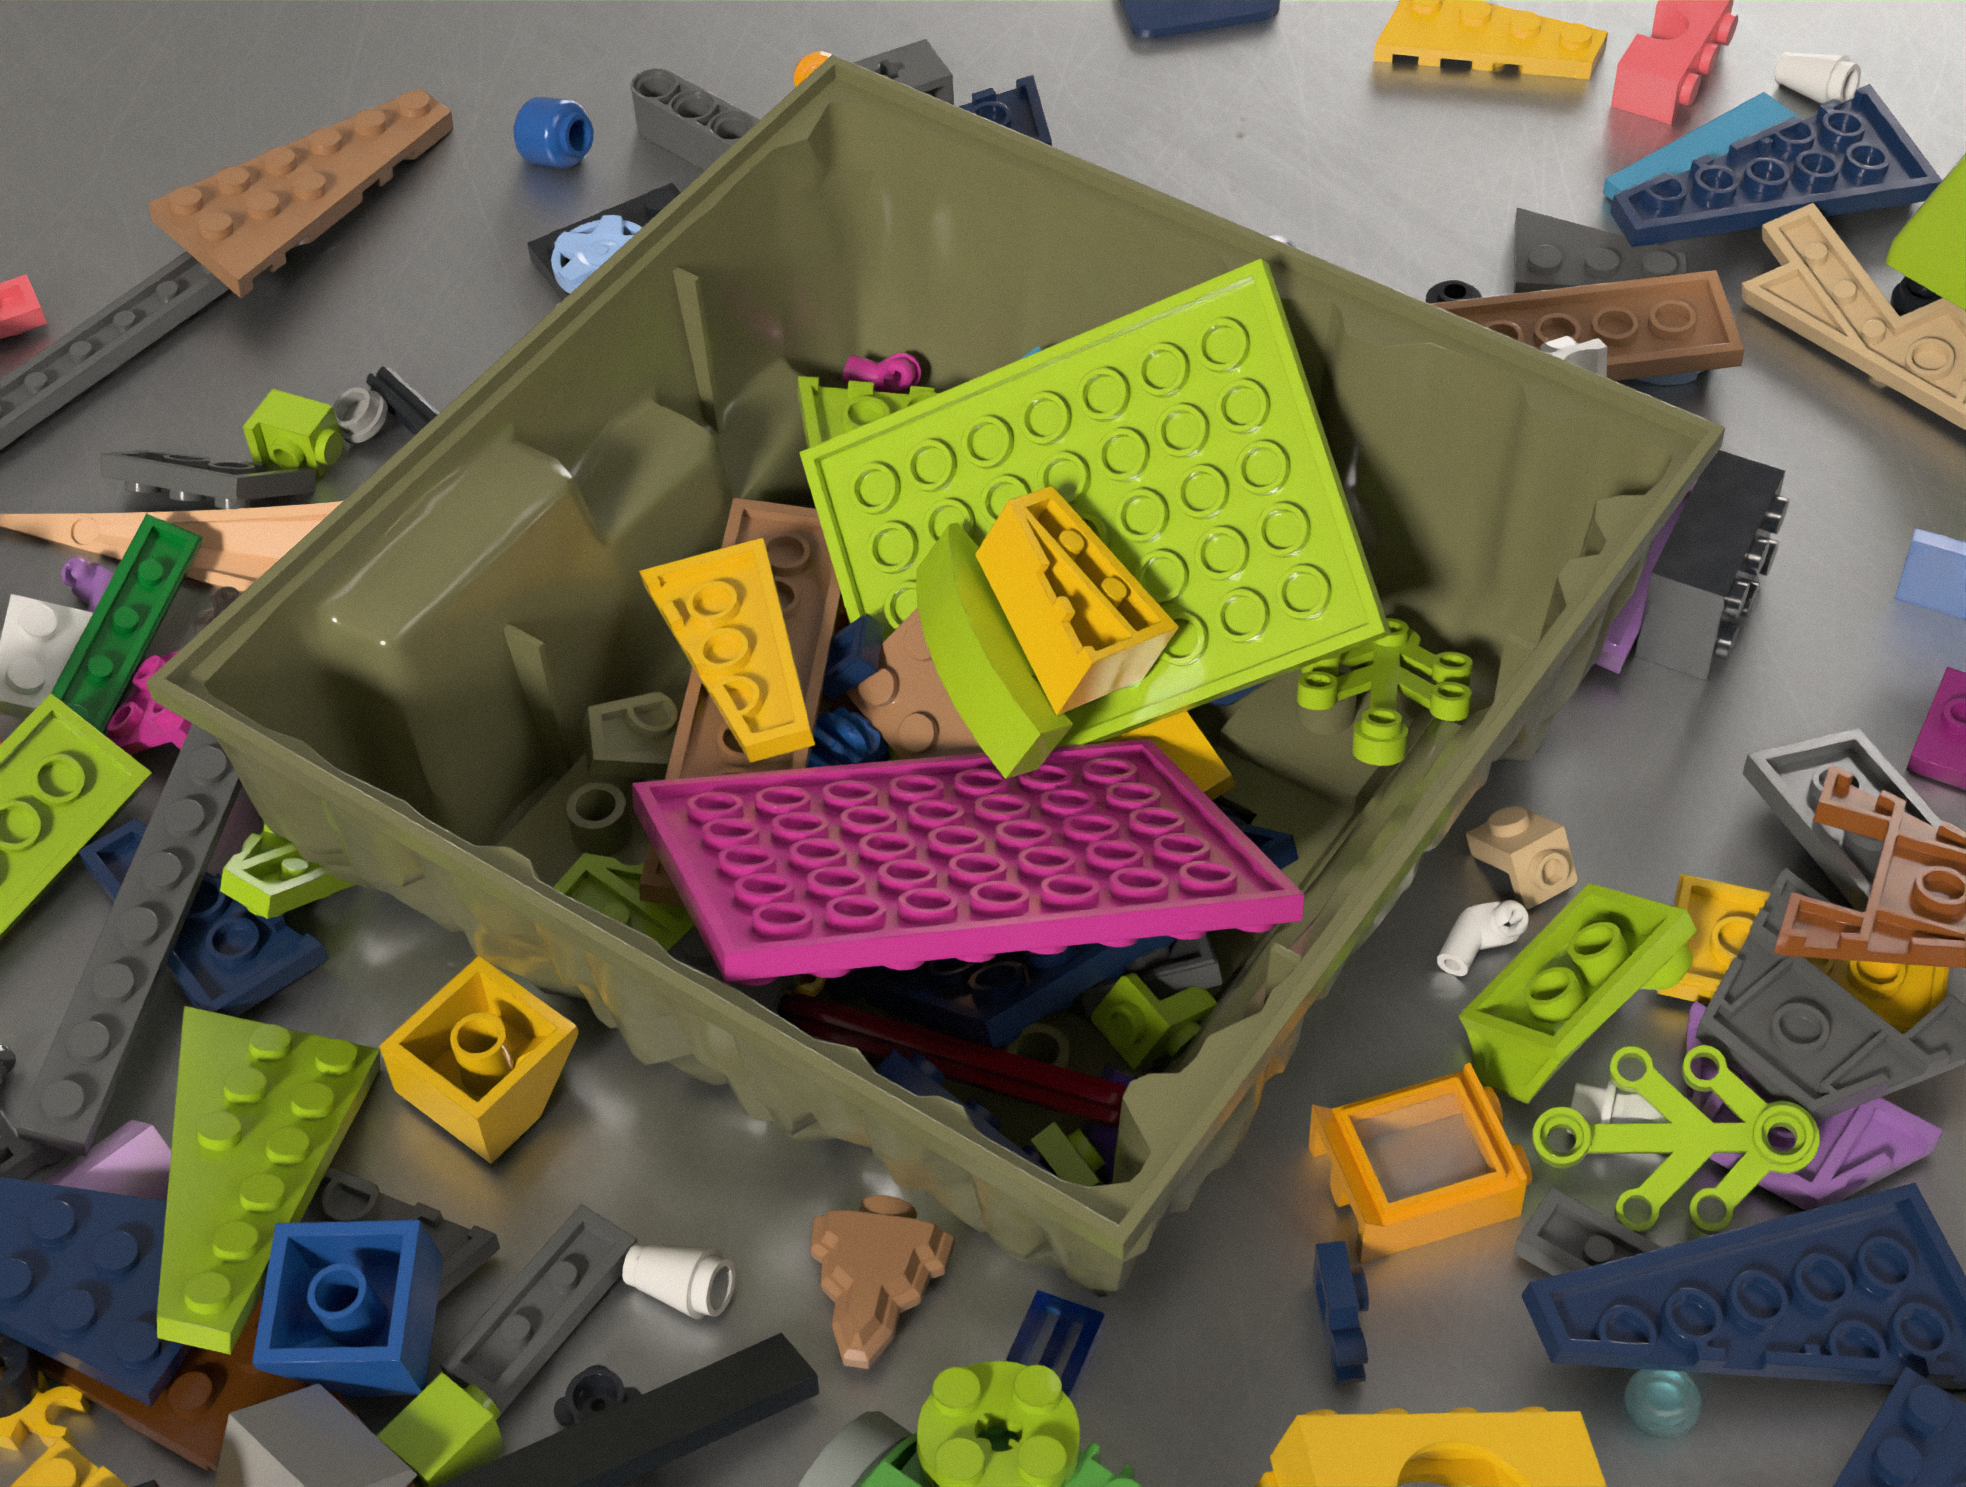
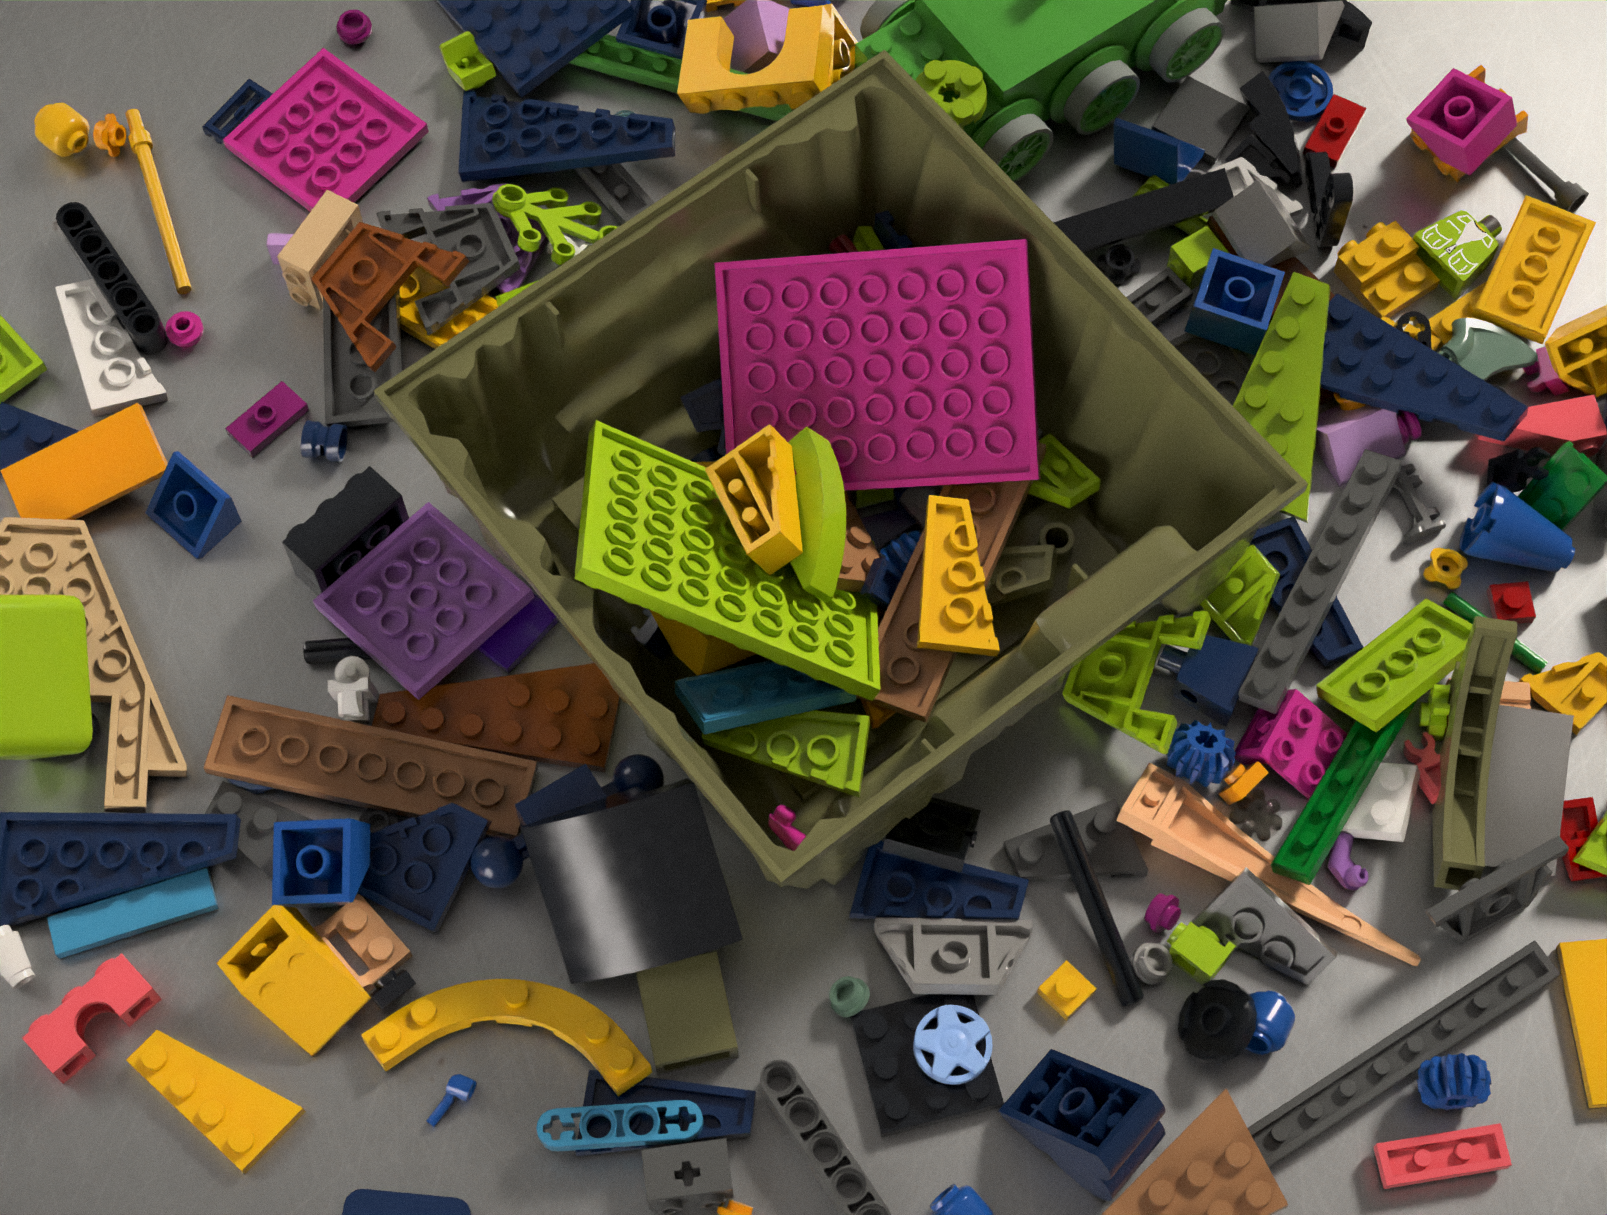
camera: 165 degrees left, 15 degrees up
(197, 386) = (1273, 1022): none -> blue head
(257, 354) = (1217, 1021): none -> black tile
(351, 465) = (1163, 913): none -> magenta plate
(406, 205) = (1087, 1121): none -> dark blue brick
(463, 367) = (1066, 990): none -> yellow plate
(1059, 77) = (620, 1132): none -> dark azure beam
(1202, 105) = (457, 1087): none -> blue hand
(1222, 176) = (511, 1003): none -> yellow plate
(1333, 153) = (390, 987): none -> black plate
(1380, 734) = (575, 475): lime plant -> none
(1397, 253) = (423, 863): none -> dark blue plate
(1400, 205) = (367, 937): none -> light nougat plate
(1474, 122) = (294, 978): none -> yellow slope
(1492, 196) = (319, 862): none -> blue slope
(1843, 704) = (324, 441): none -> dark blue wheel

